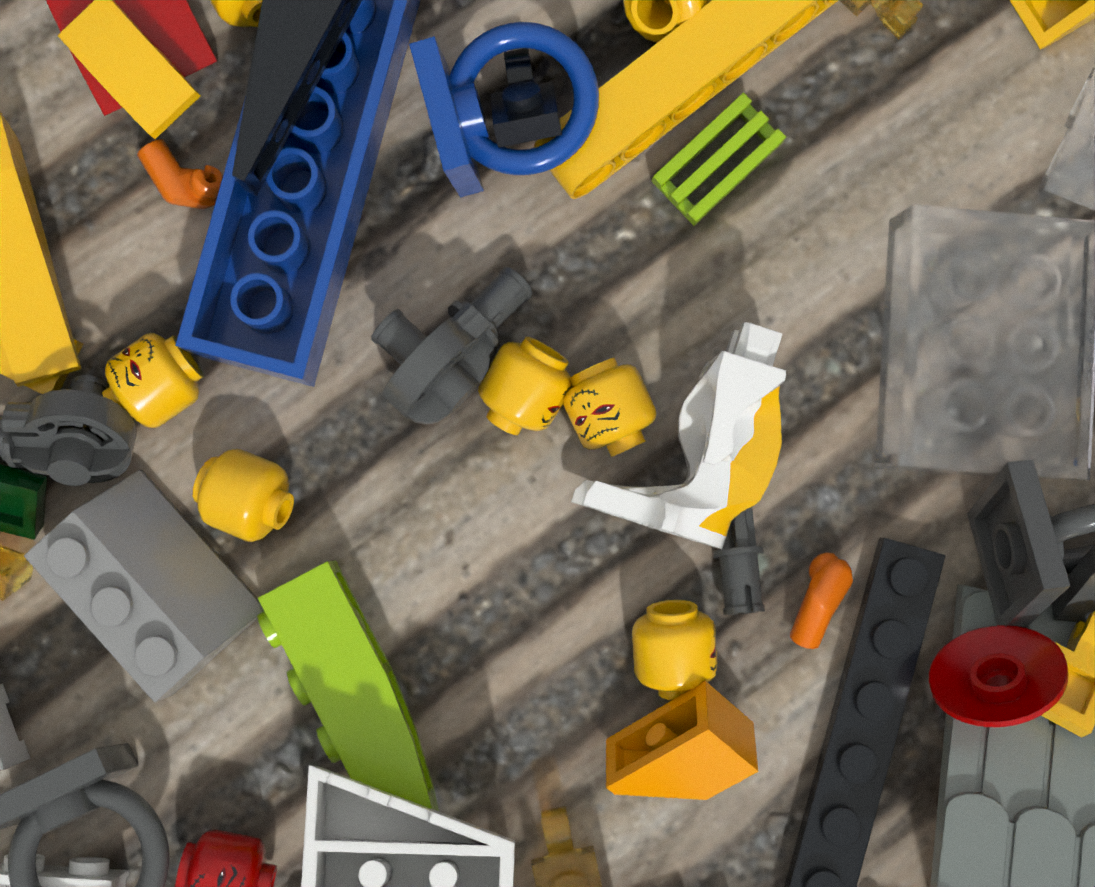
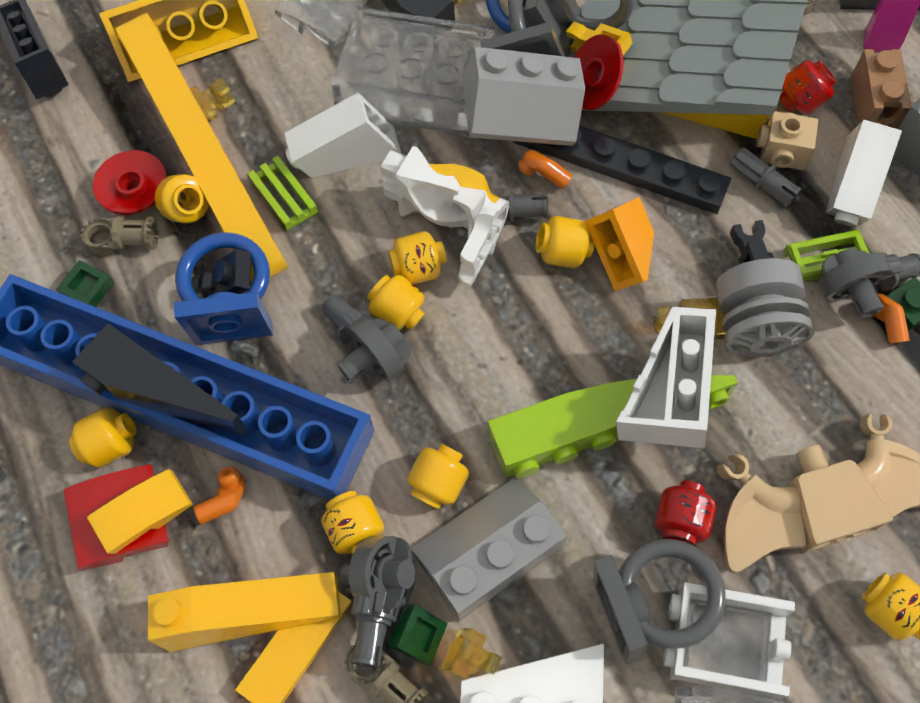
camera: 75 degrees left, 20 degrees down
(824, 243) = (341, 138): none -> white slope
(927, 550) = (523, 96): none -> light grey slope

